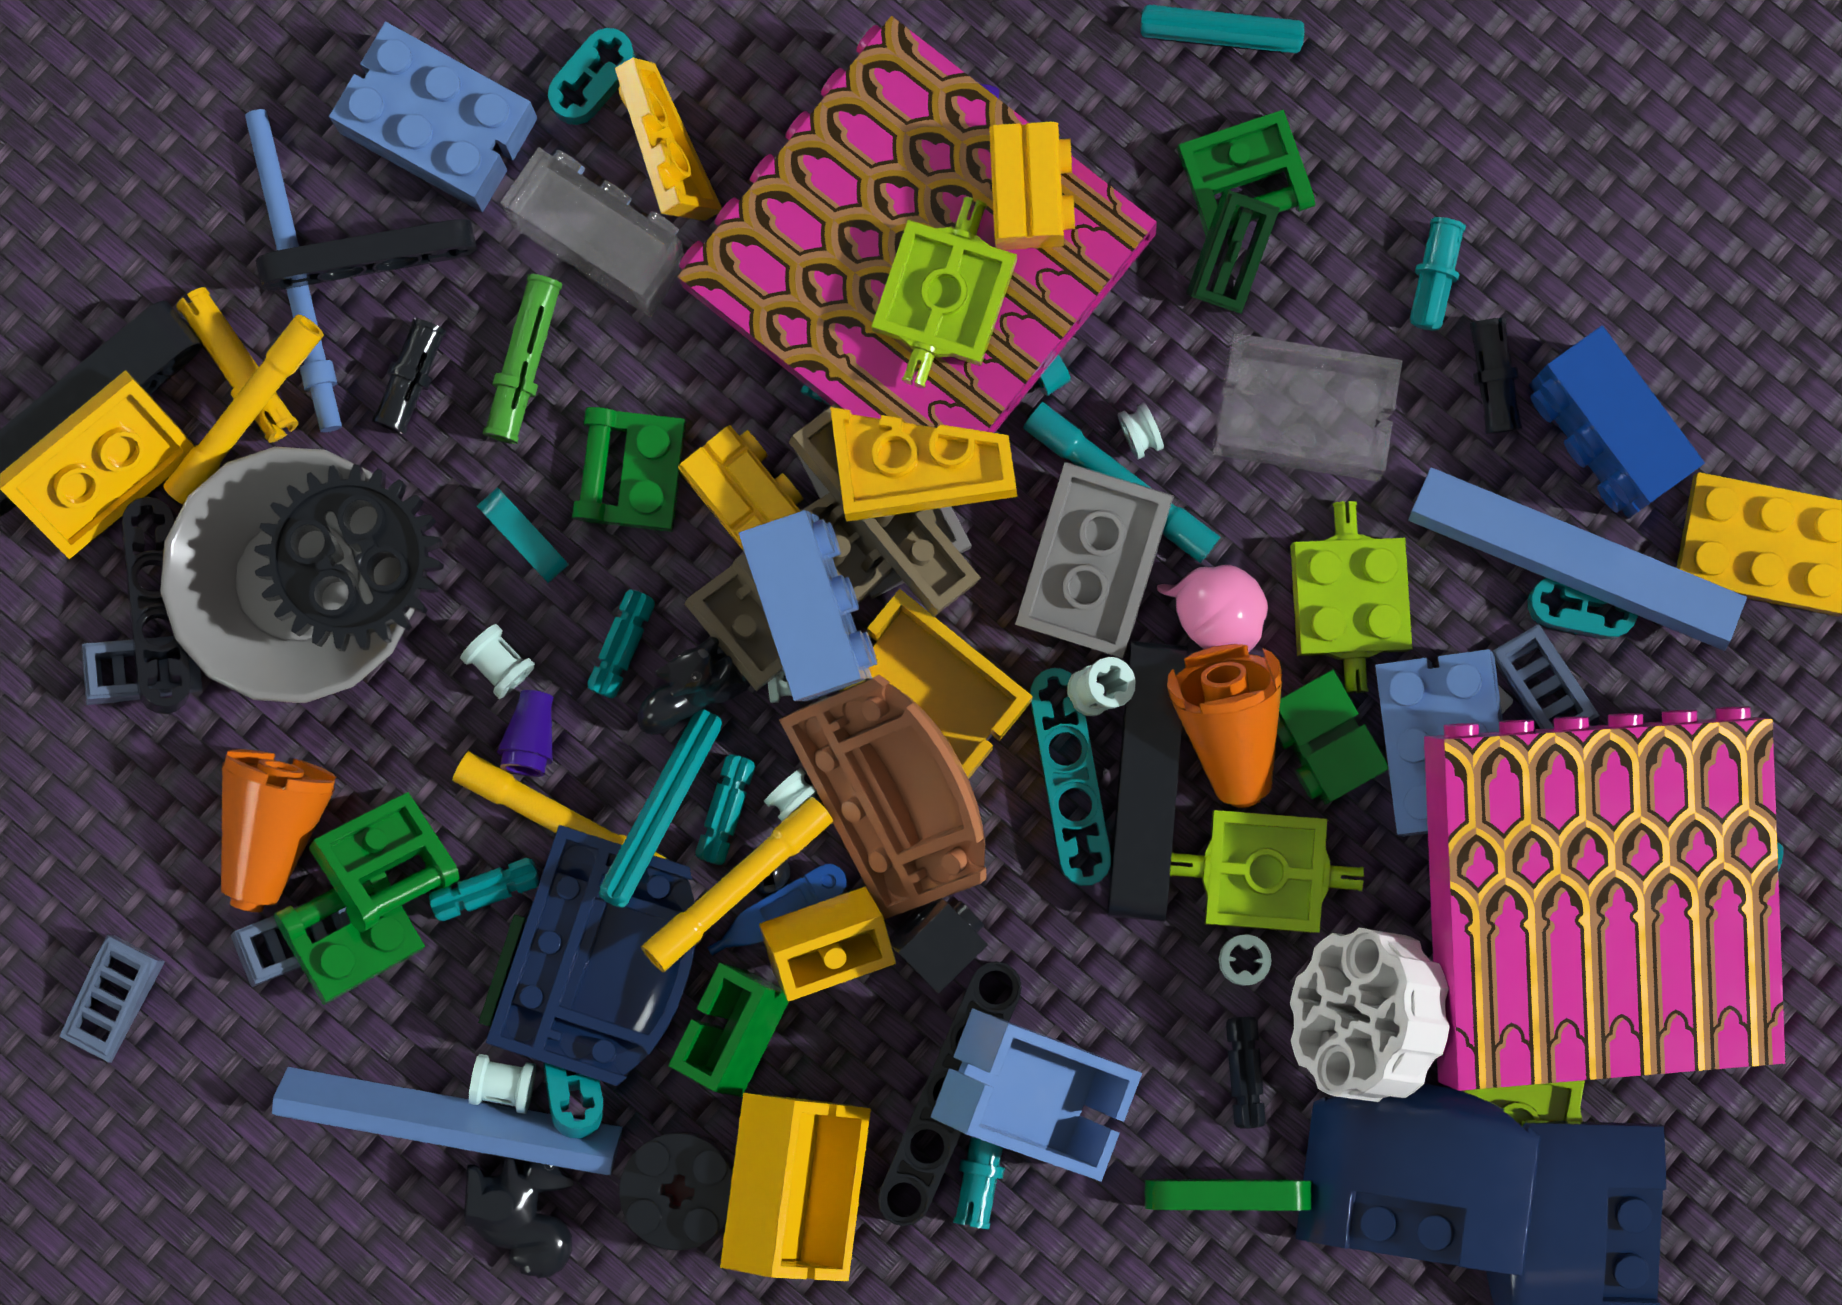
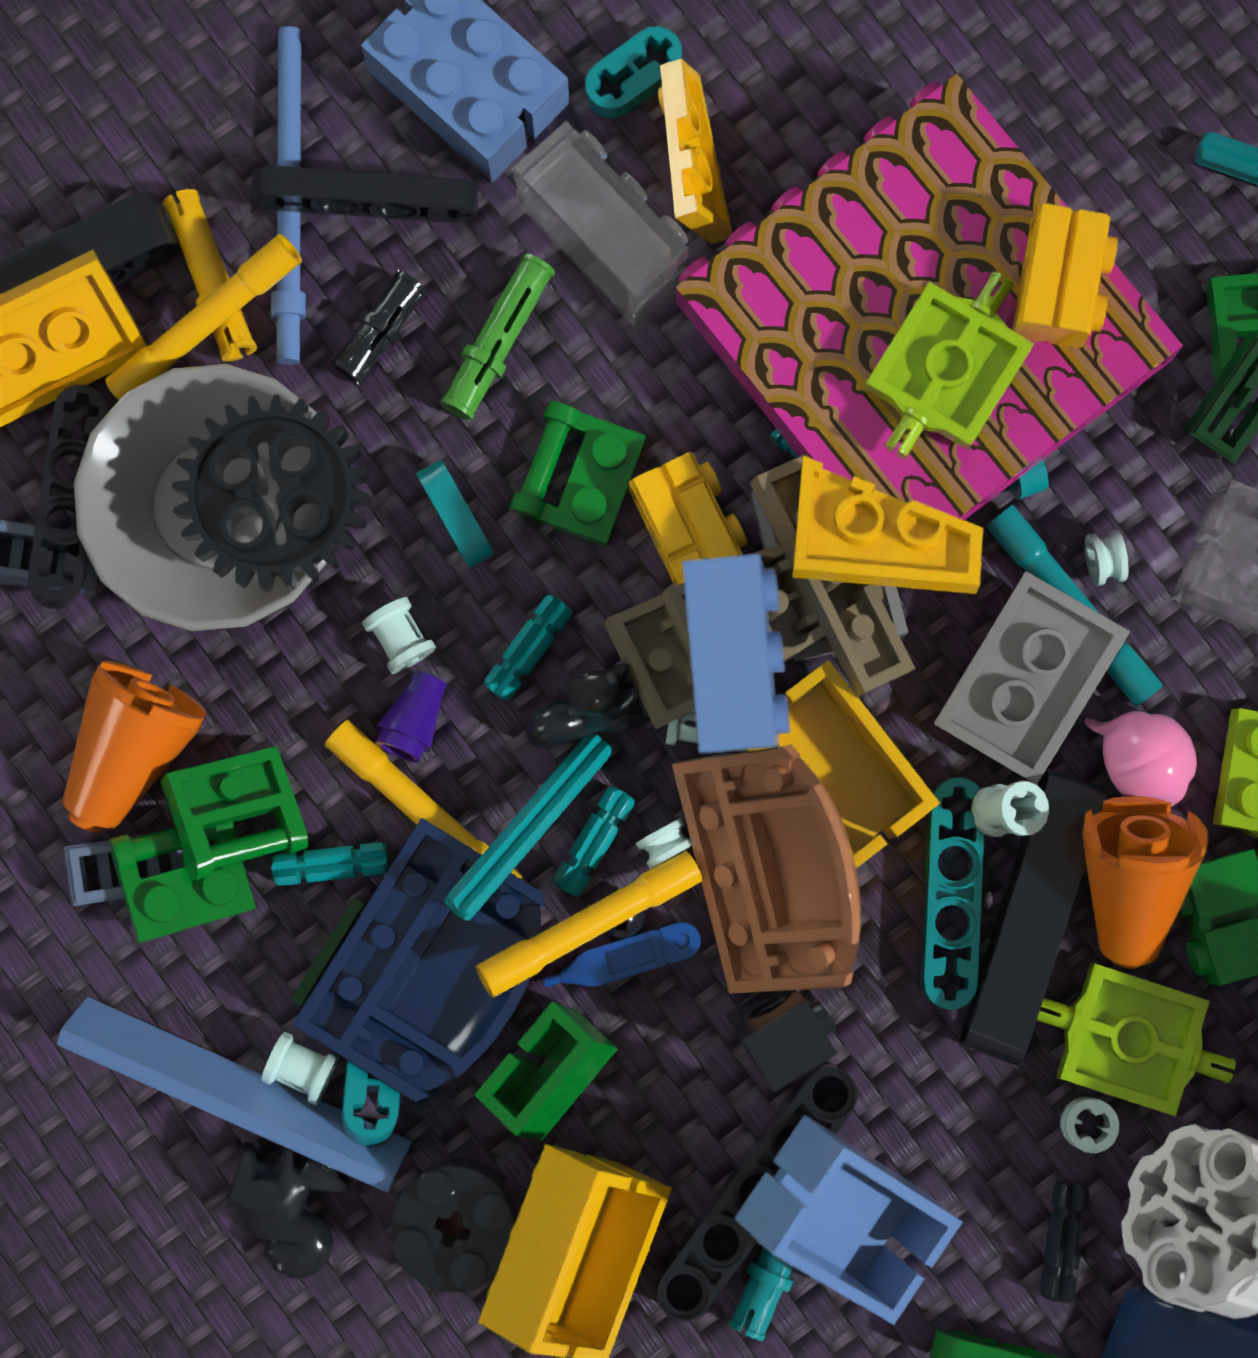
camera: 10 degrees right, 0 degrees up
(827, 943) = (667, 1007): yellow brick -> none

